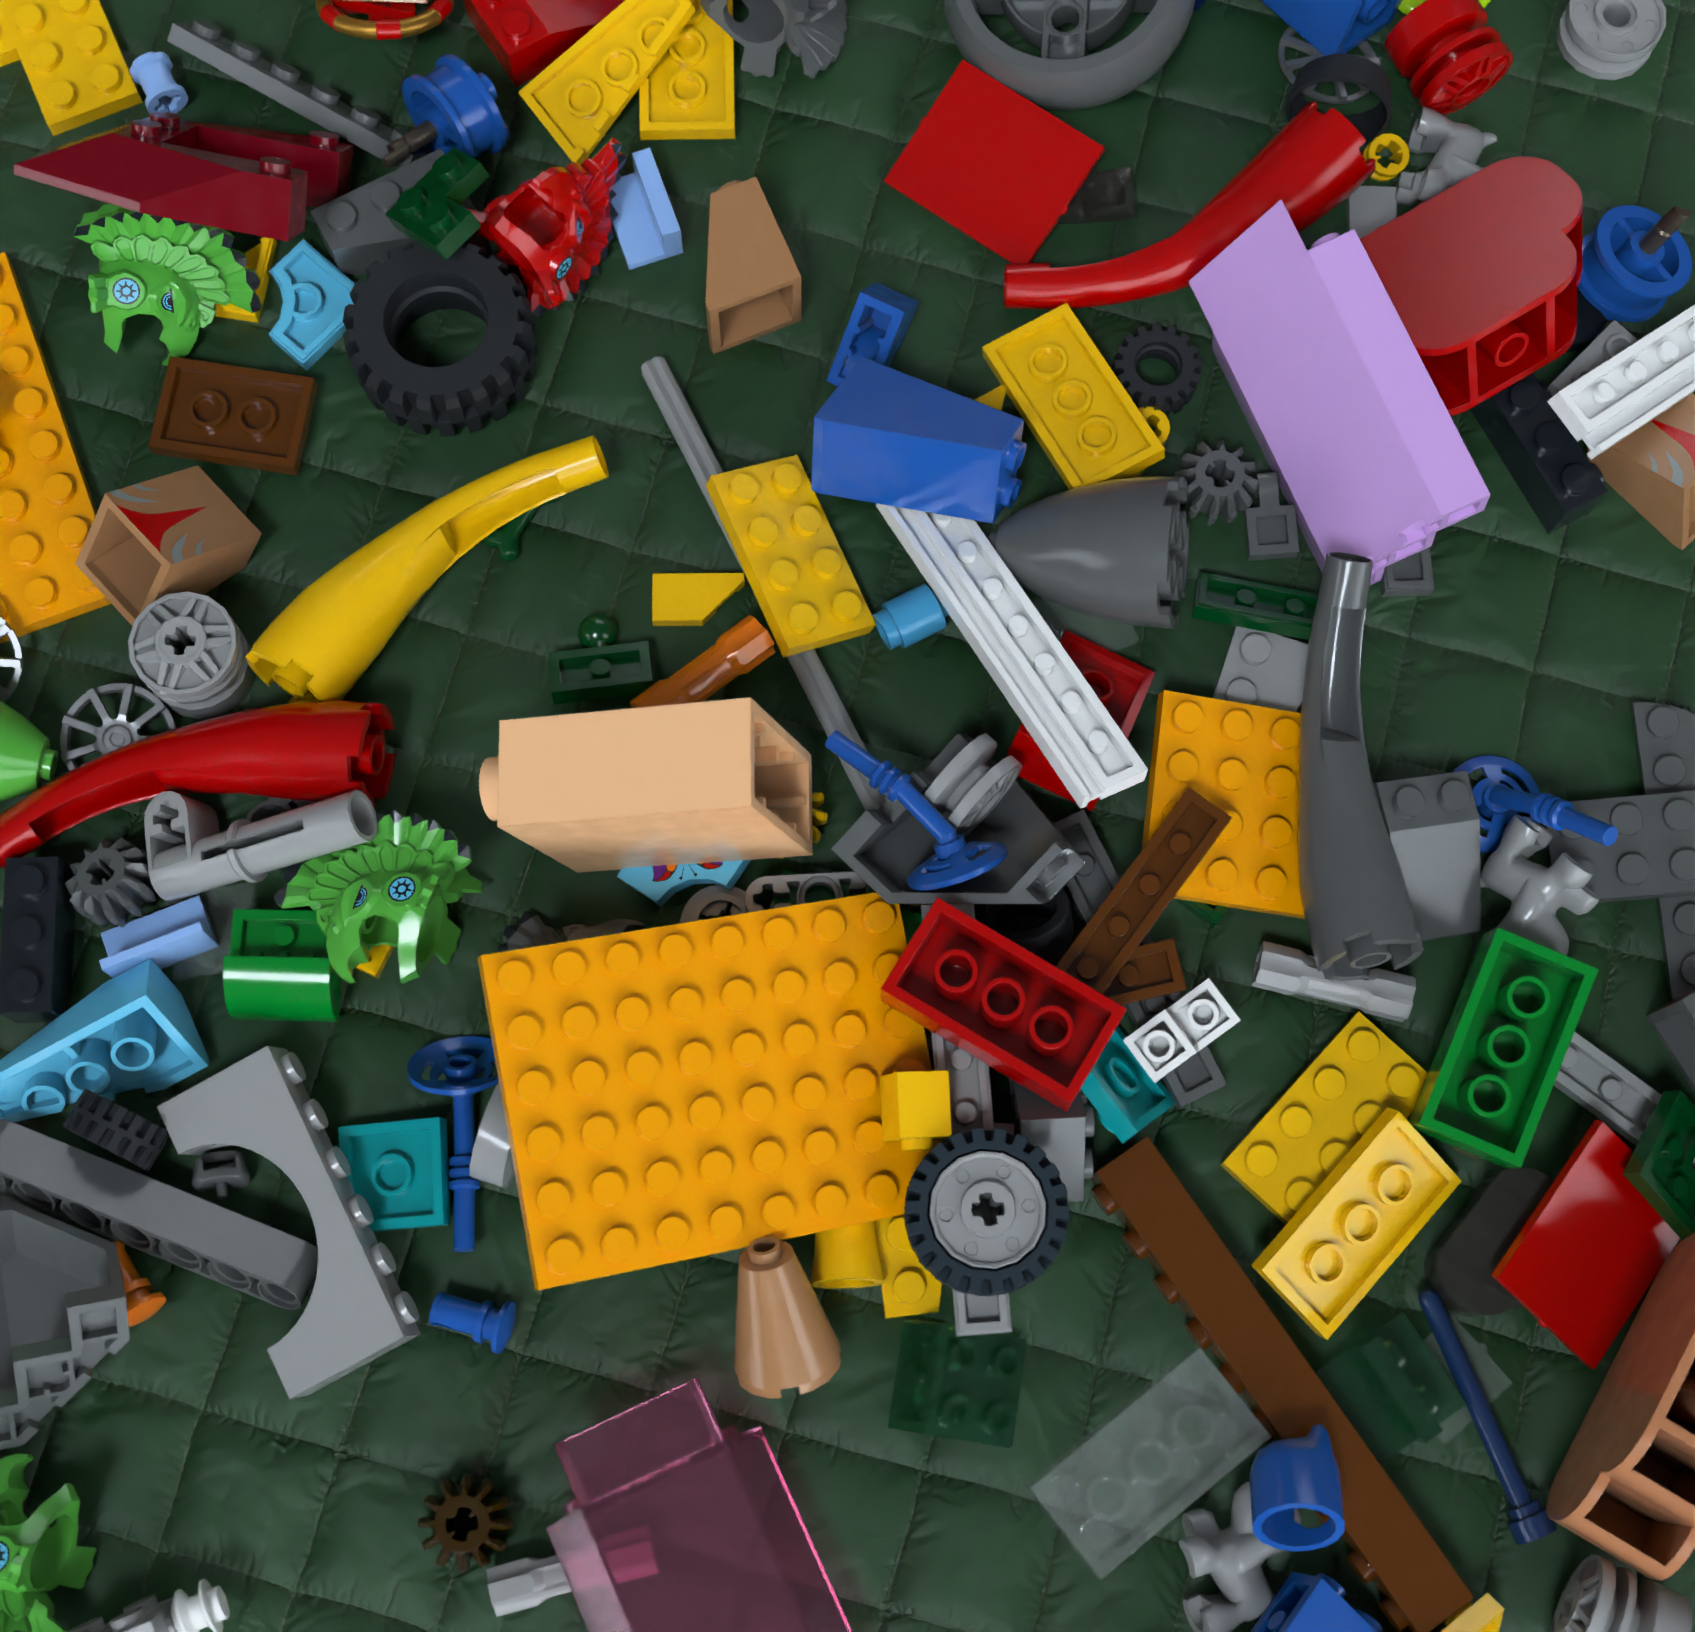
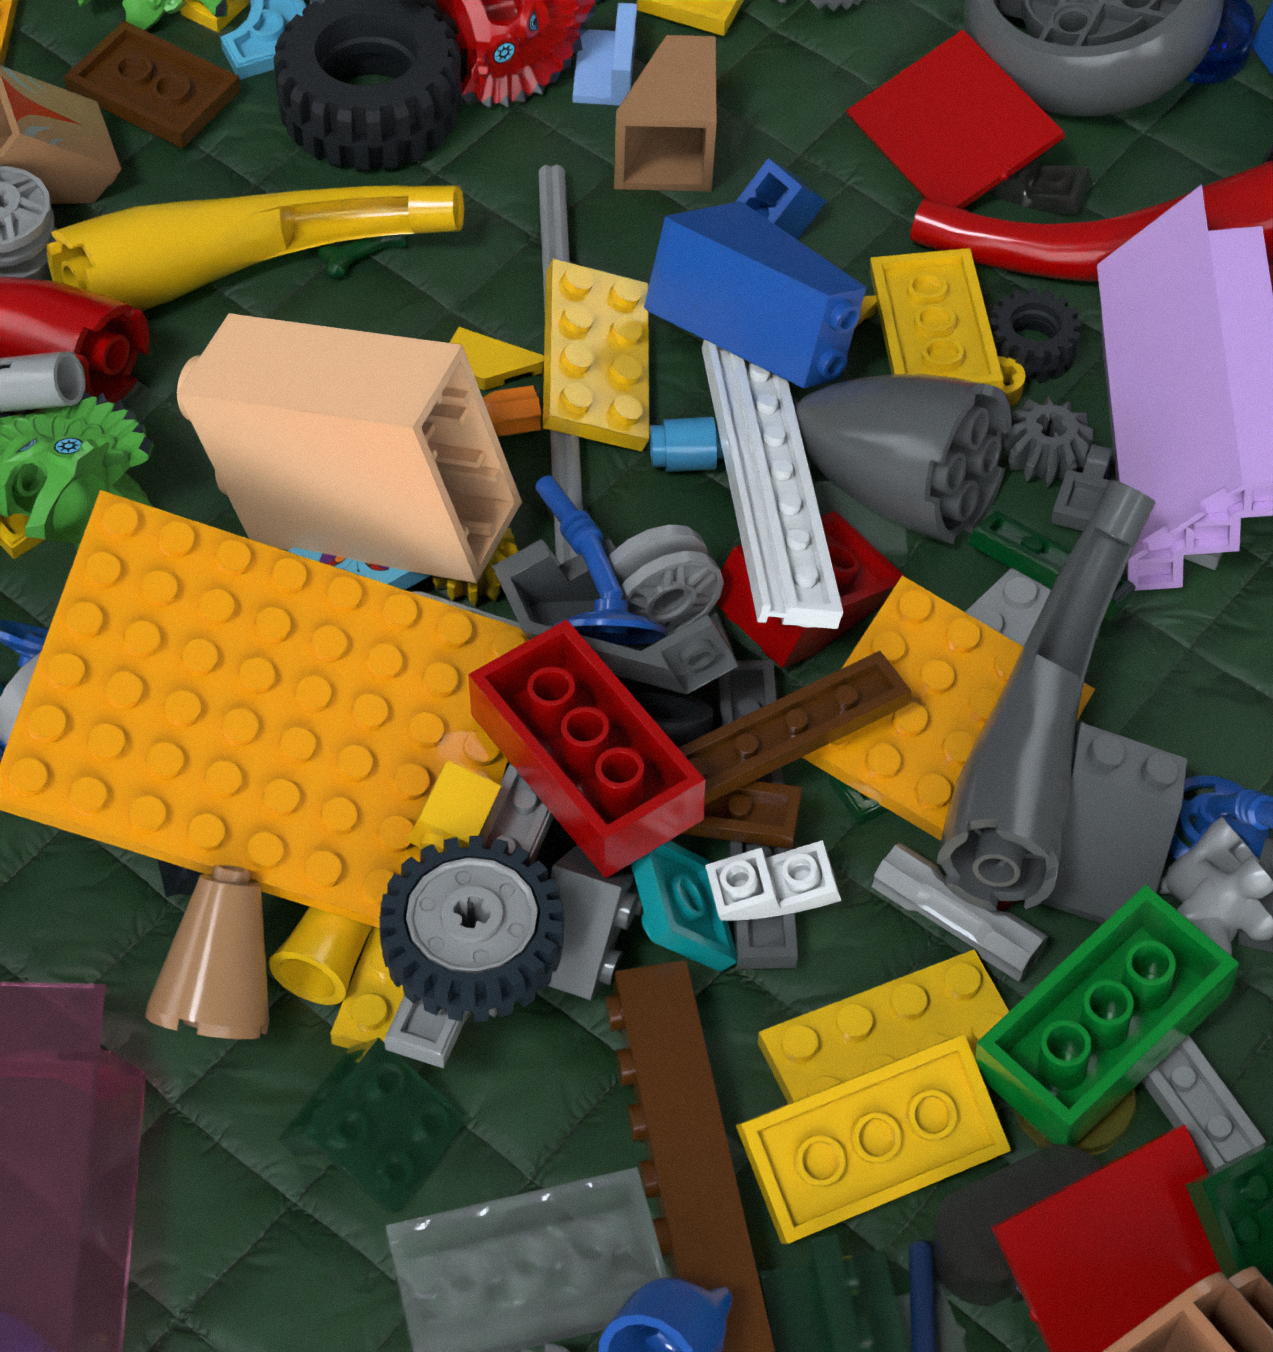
camera: 25 degrees right, 20 degrees down
(1409, 576) = (1212, 587): dark grey tile -> none

